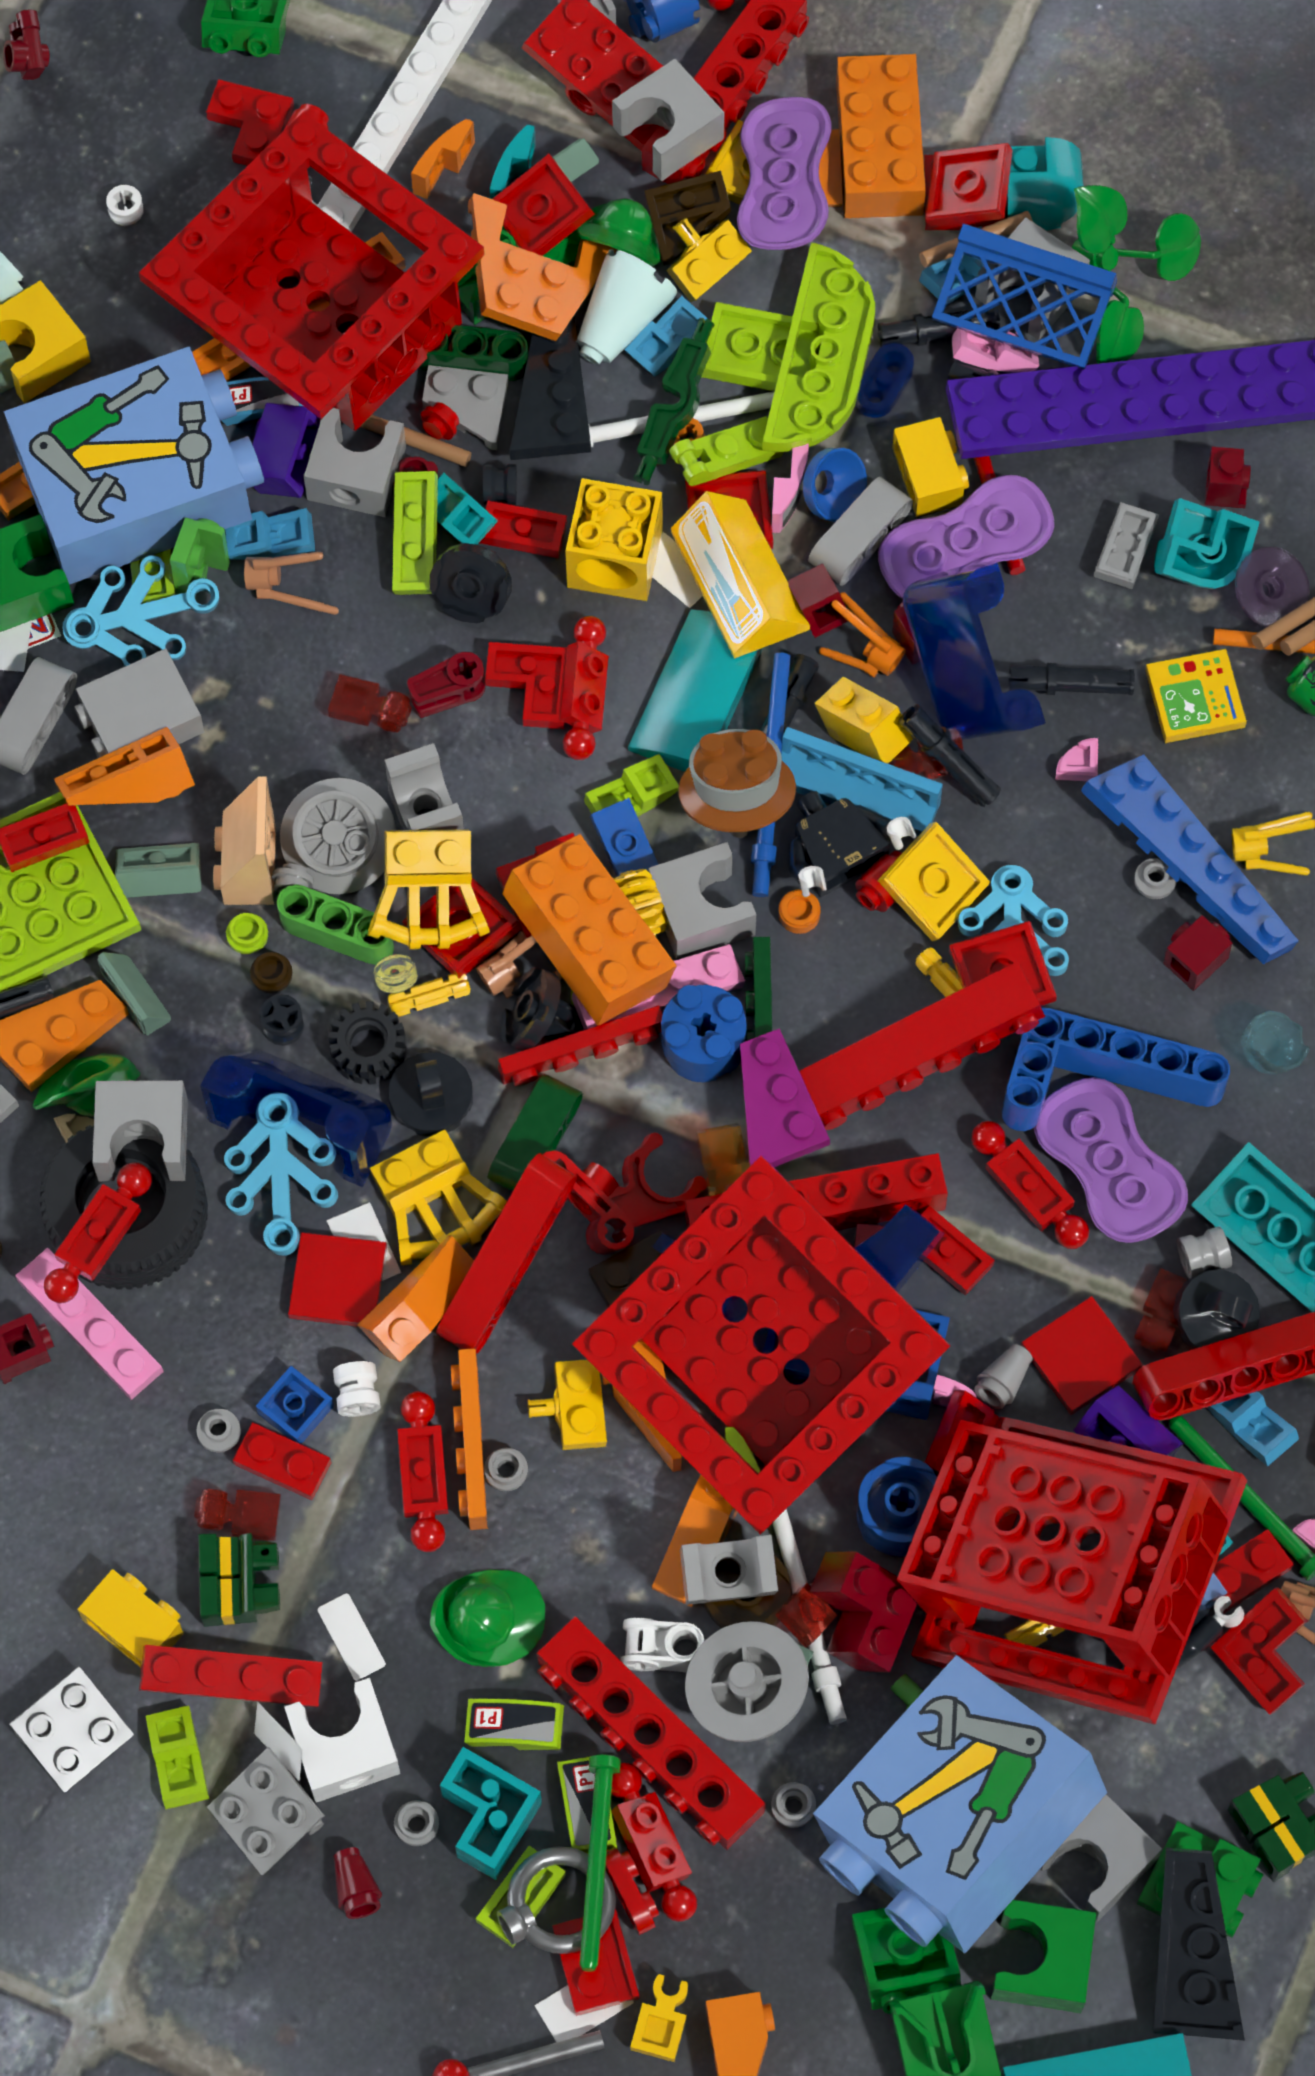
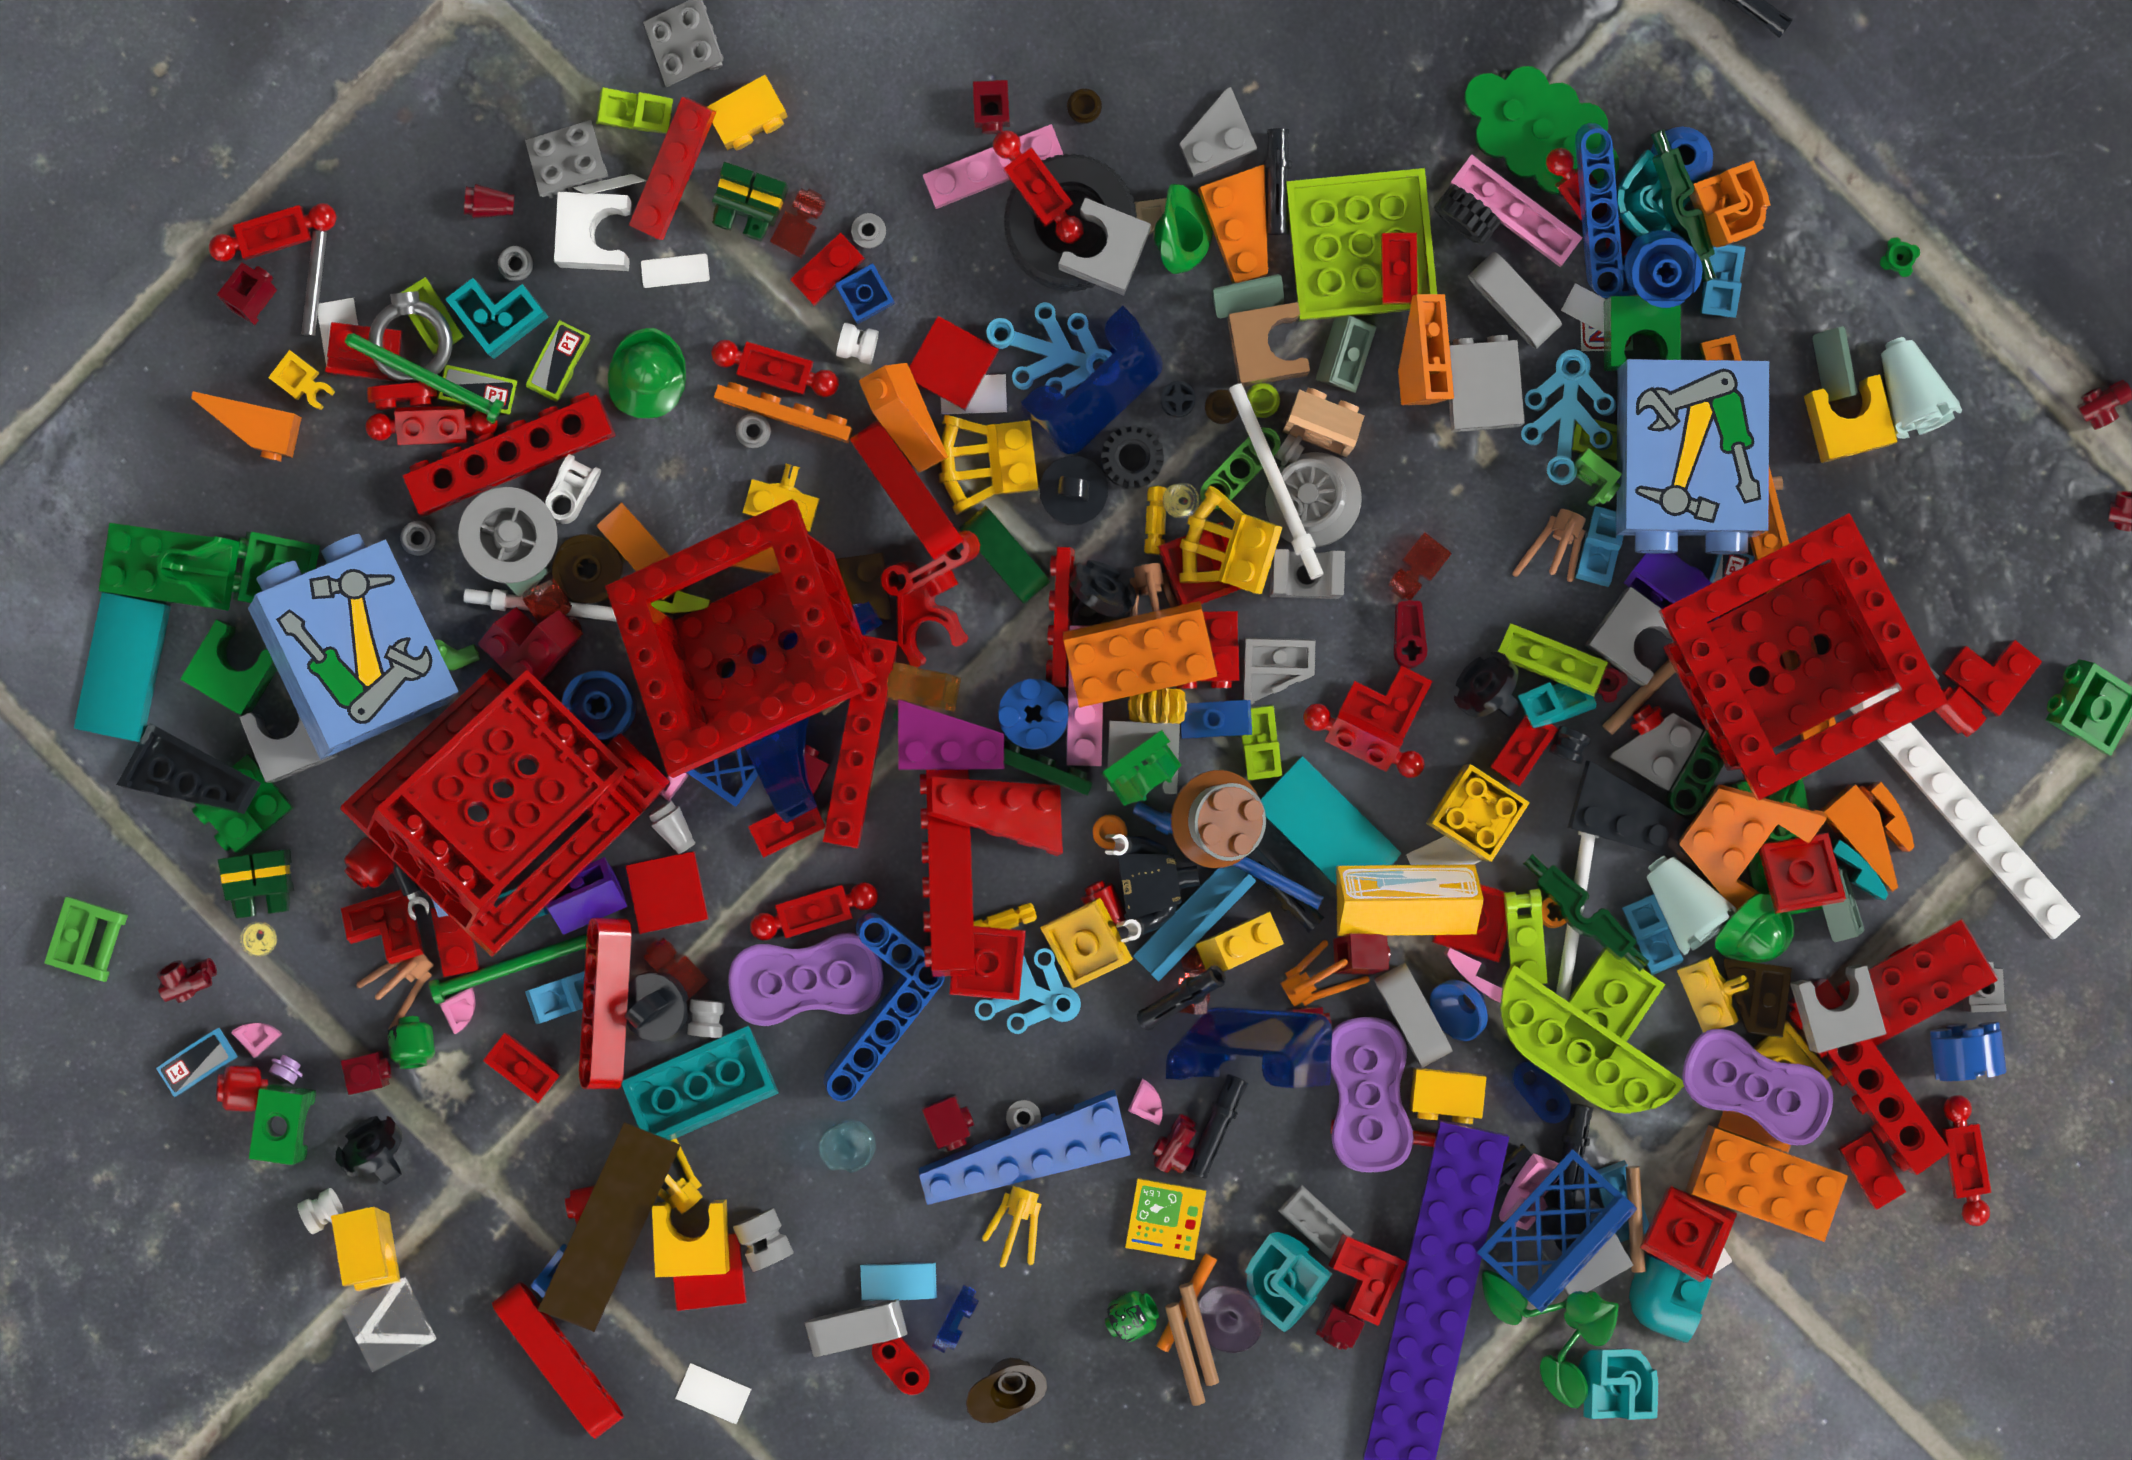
camera: 110 degrees right, 20 degrees up
(127, 216) = (1953, 552): white bush -> none
(188, 962) = (1250, 346): none -> medium nougat piece
(393, 810) = (1302, 543): none -> white bar
(468, 174) = (1860, 827): none -> orange slope
(538, 807) = (1276, 664): none -> light grey wing
(711, 866) = (1135, 785): none -> green plate
(755, 1562) = (589, 535): light grey piece -> none
(819, 51) = (1872, 1170): none -> red plate
(826, 1018) = (1005, 809): none -> red wing
(1114, 710) = (1173, 1150): none -> dark red plate
(1154, 464) = (1376, 1275): none -> red plate
(1155, 189) = (1619, 1385): none -> teal brick
(1200, 1700) = (368, 864): none -> red head

